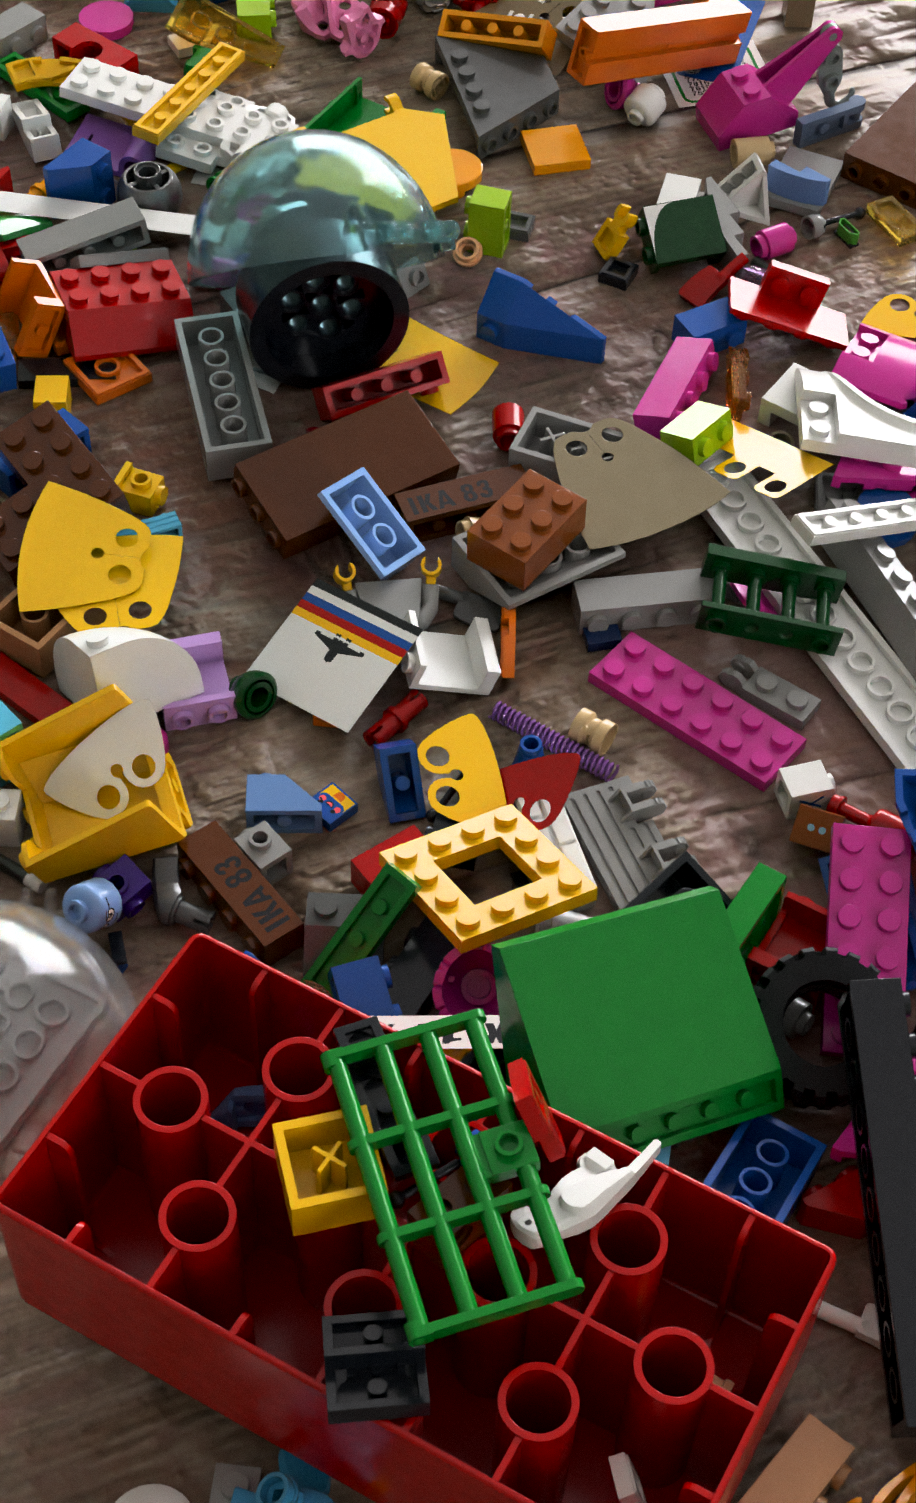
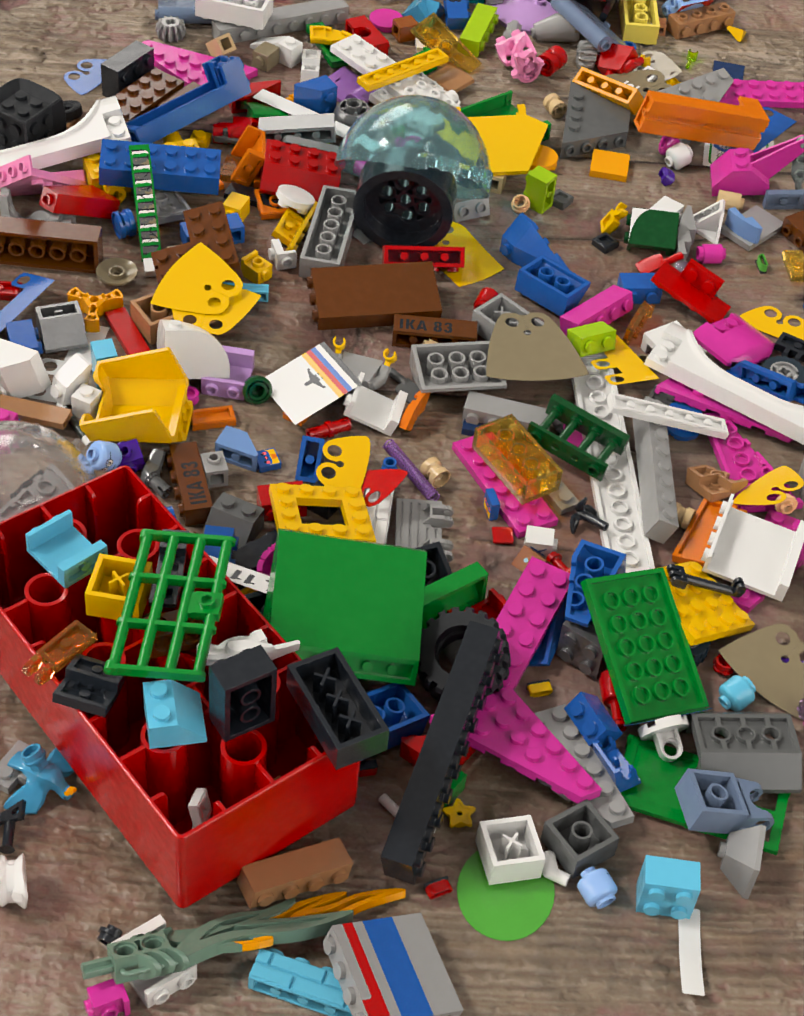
camera: 20 degrees right, 5 degrees down
(89, 765) = (162, 382): white piece -> none
(139, 354) = (295, 198): none -> white tile
(144, 26) = (401, 28): none -> dark orange brick
(157, 405) = (291, 227): none -> yellow bracket
(164, 459) = (281, 258): none -> white bracket
(194, 1133) = (63, 549): none -> medium azure panel
(210, 766) = (213, 418): none -> orange tile
(257, 84) = (452, 78): none -> medium nougat slope
(293, 1324) = (59, 651): none -> clear orange hinge
(366, 923) = (248, 511): green plate -> none
(372, 523) = (367, 322): light blue slope -> none
(526, 529) = (452, 351): dark orange brick -> none
(535, 1110) = (235, 593): red tile -> none
(540, 1366) = (173, 714): none -> medium azure slope
(590, 368) = (551, 285): none -> blue slope
(645, 141) = (667, 176): none -> dark purple piece
(648, 1282) = (242, 692): none -> black brick
(702, 752) = (491, 504): none -> blue tile
(709, 667) = (517, 459): none -> clear yellow brick
(741, 795) = (502, 535): none -> red piece
(792, 1238) = (337, 708): none -> black brick
(814, 225) = (743, 253): light grey hinge -> none
(841, 715) = (586, 513): none -> black plant

